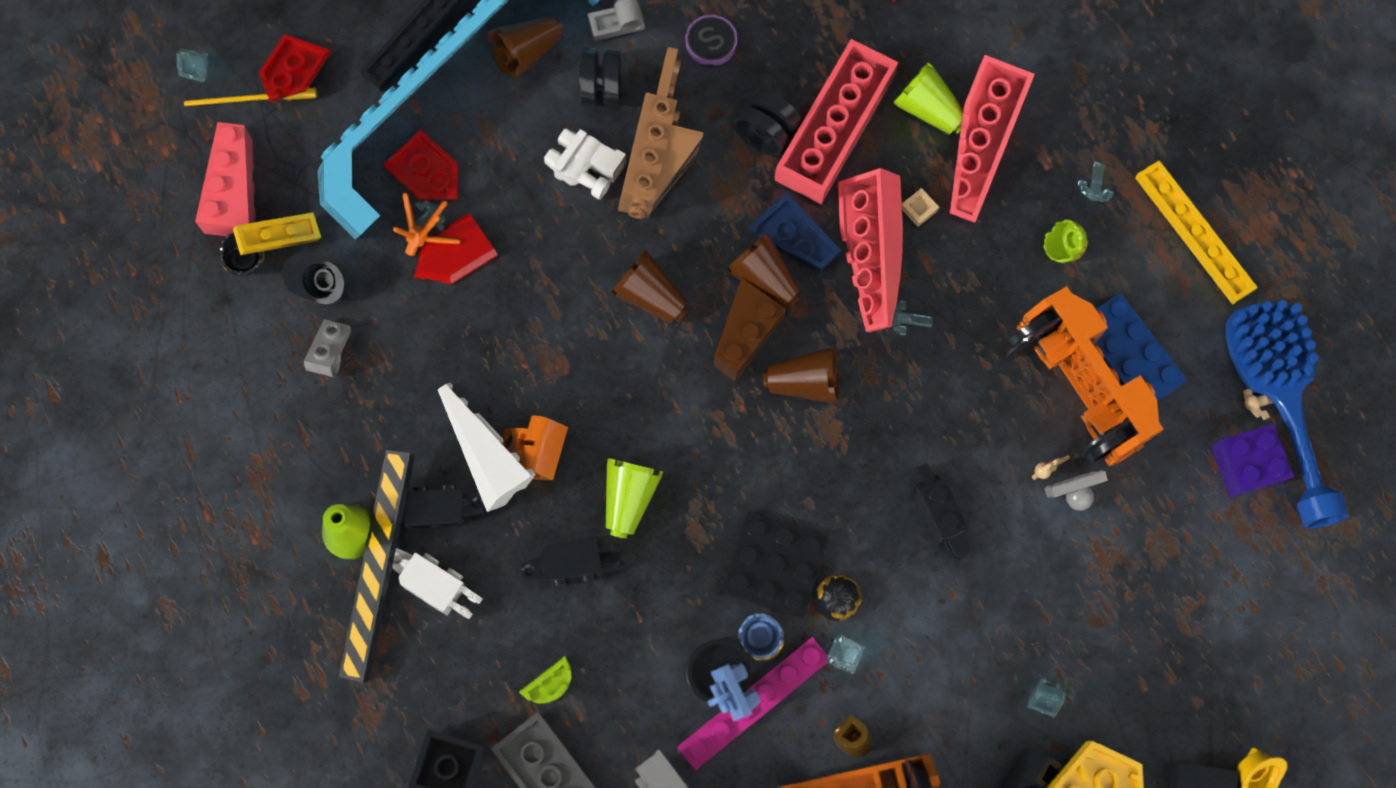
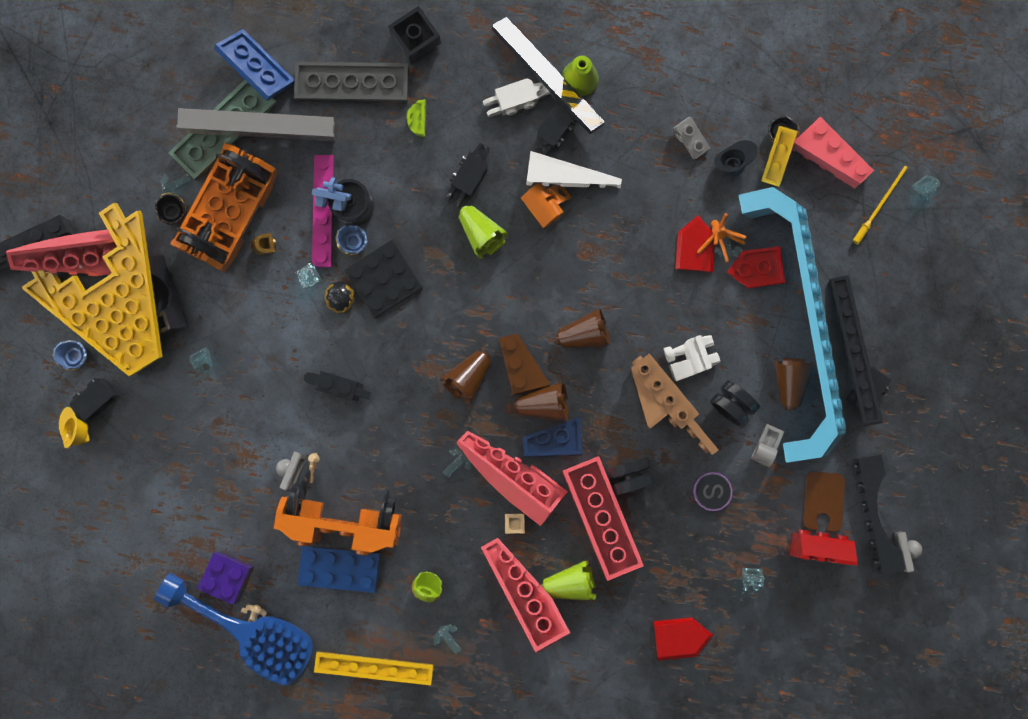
camera: 130 degrees right, 10 degrees up
(292, 67) = (880, 238): red tile -> none

